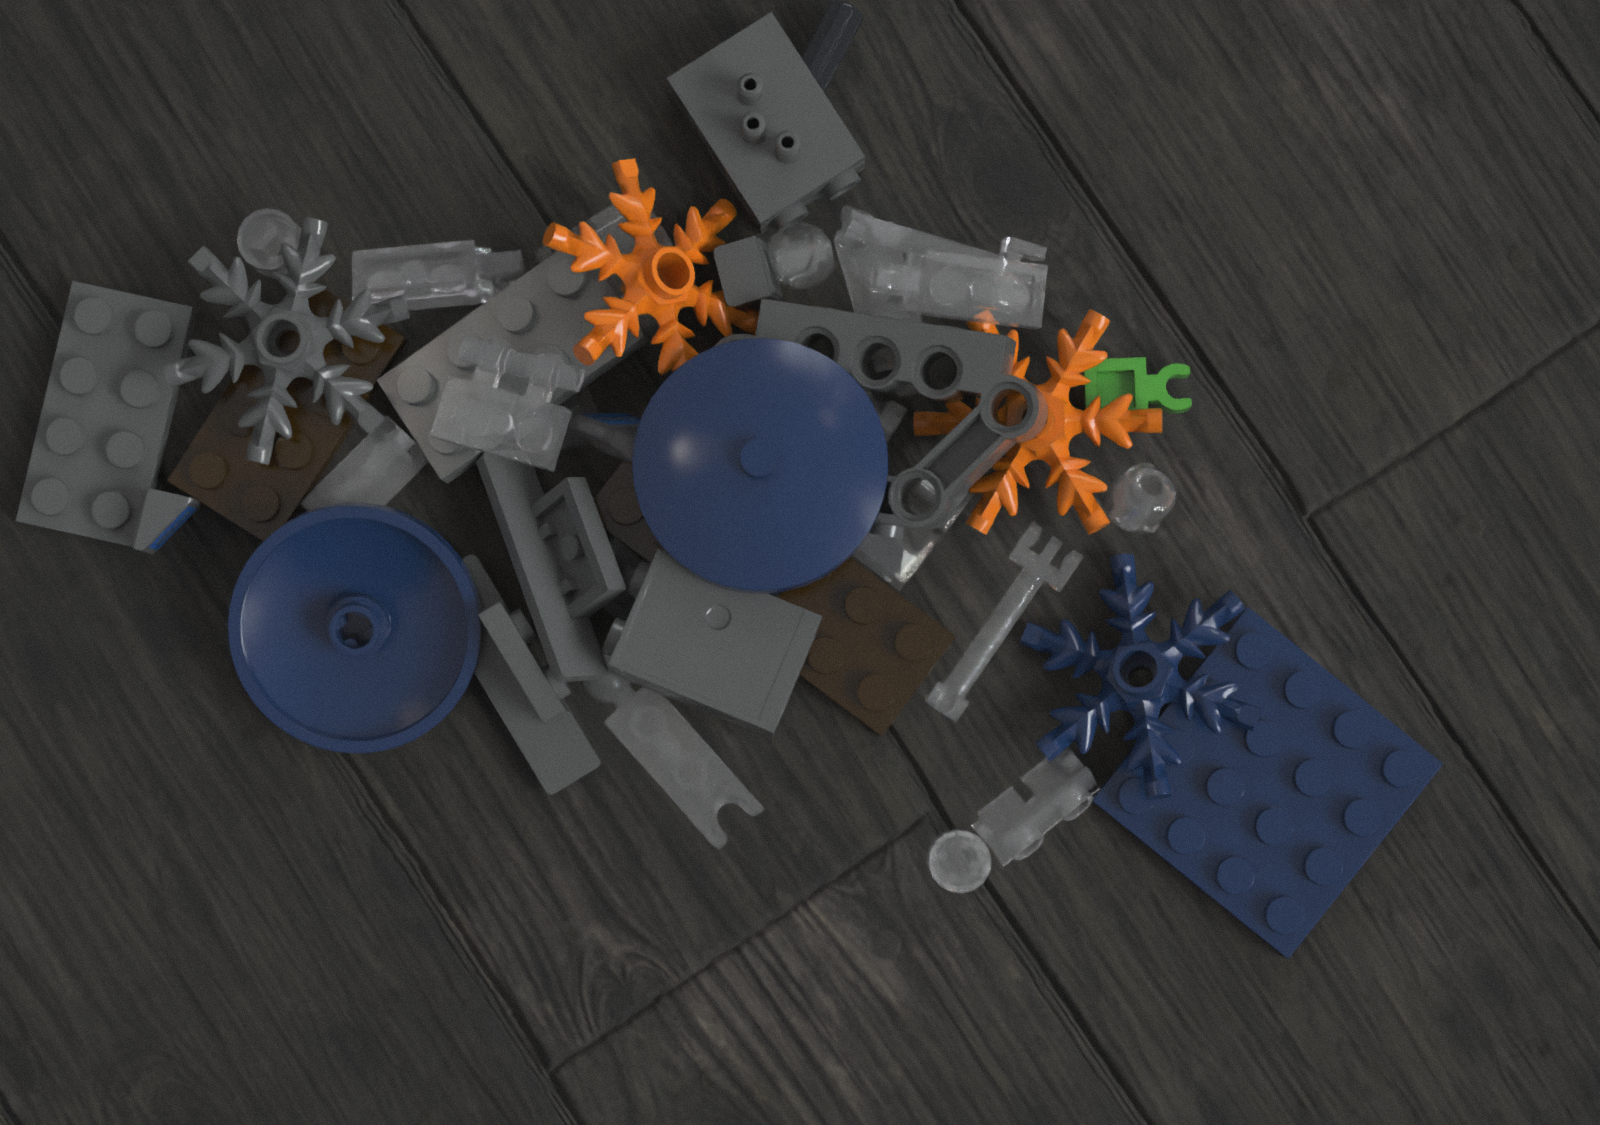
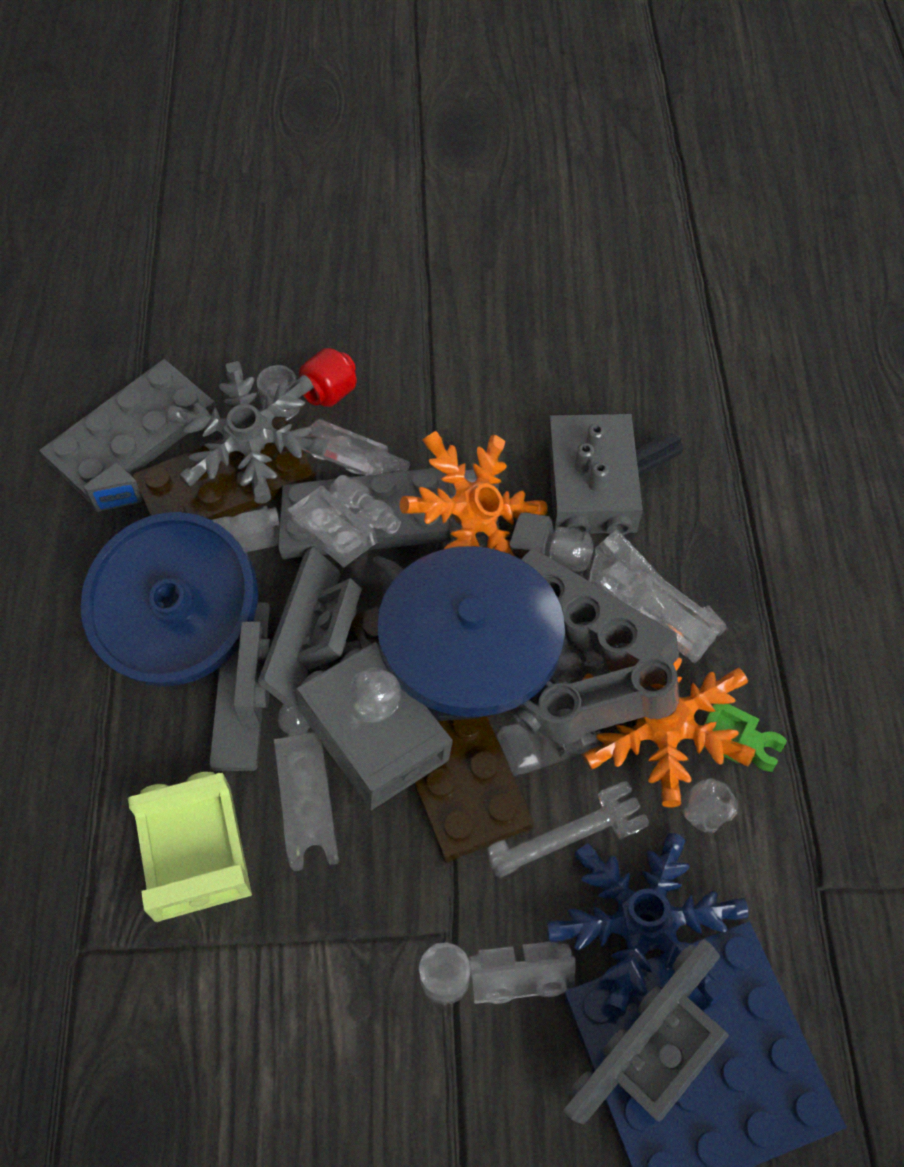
camera: 30 degrees right, 25 degrees down
(324, 181) = (331, 376): none -> red head
(590, 894) = (189, 846): none -> yellowish green panel
(709, 624) = (374, 694): none -> clear piece
(1228, 807) = (662, 1047): none -> dark grey bracket

